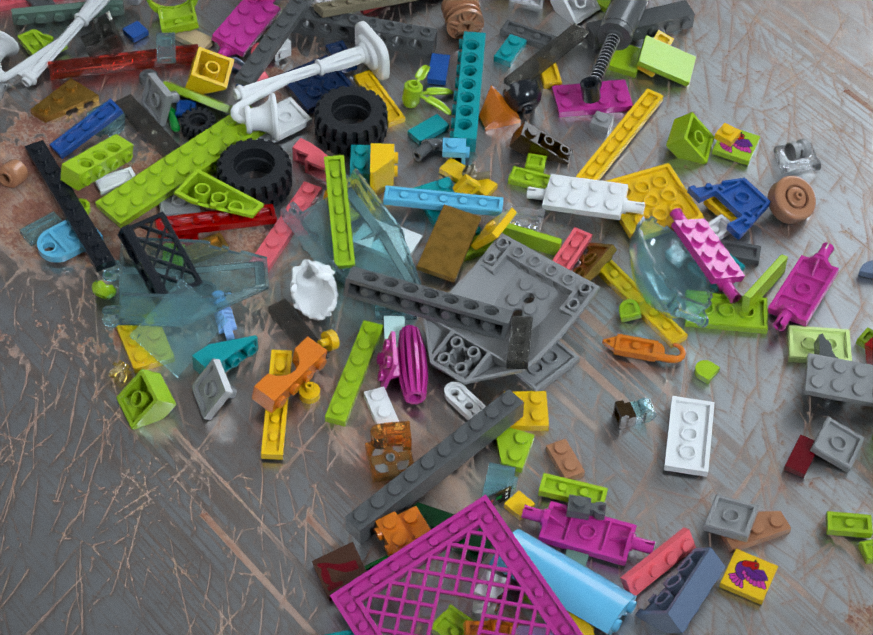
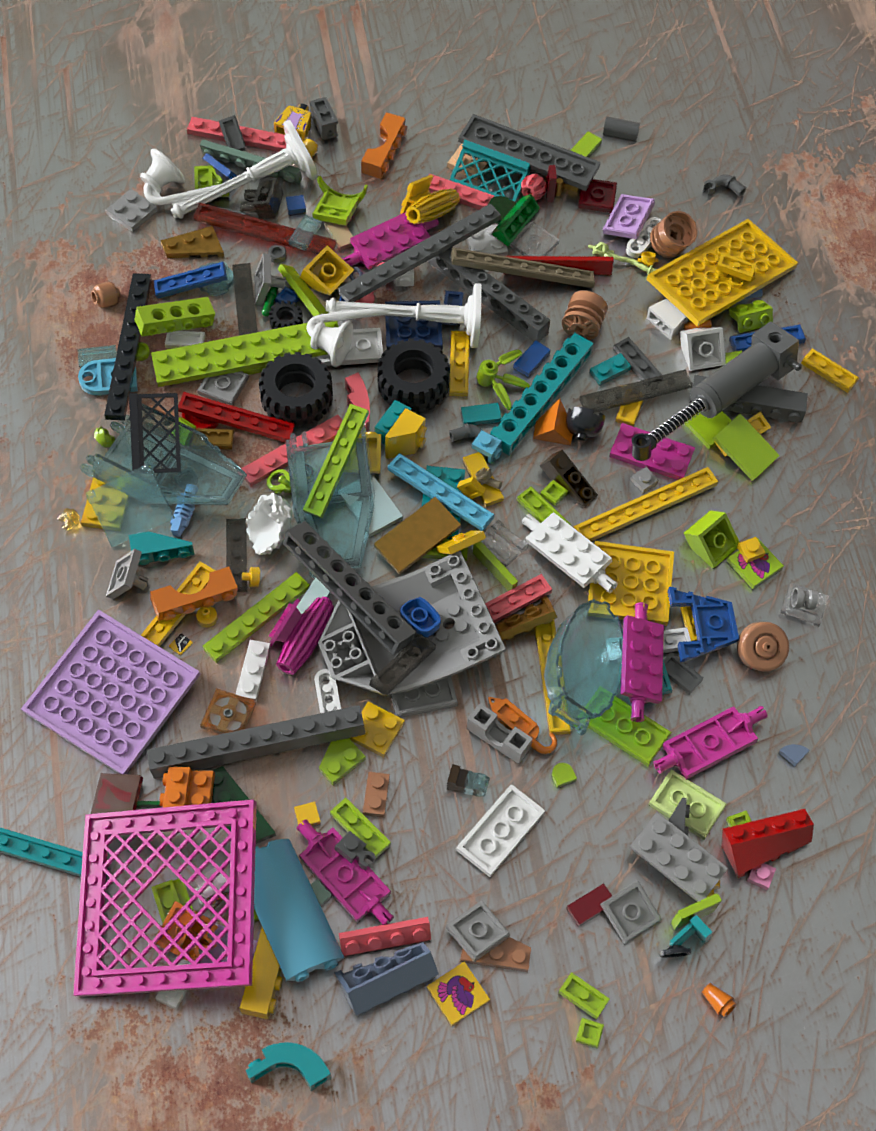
camera: 30 degrees right, 10 degrees up
(44, 27) = (219, 166): none -> tile
(146, 399) = (70, 555): lime slope -> none
(214, 194) = (243, 393): lime wedge -> none
(271, 491) = (111, 692): none -> lavender plate
(301, 253) = (283, 479): none -> lime piece
(301, 426) = (180, 644): none -> sticker
(391, 434) = (238, 693): clear orange leg -> none
(499, 482) = (298, 787): clear light blue slope -> none
(506, 297) = (421, 616): none -> blue piece
(629, 310) = (533, 680): lime tile -> none
(647, 366) = (486, 726): none -> light grey arch
(764, 283) = (674, 717): lime tile -> none

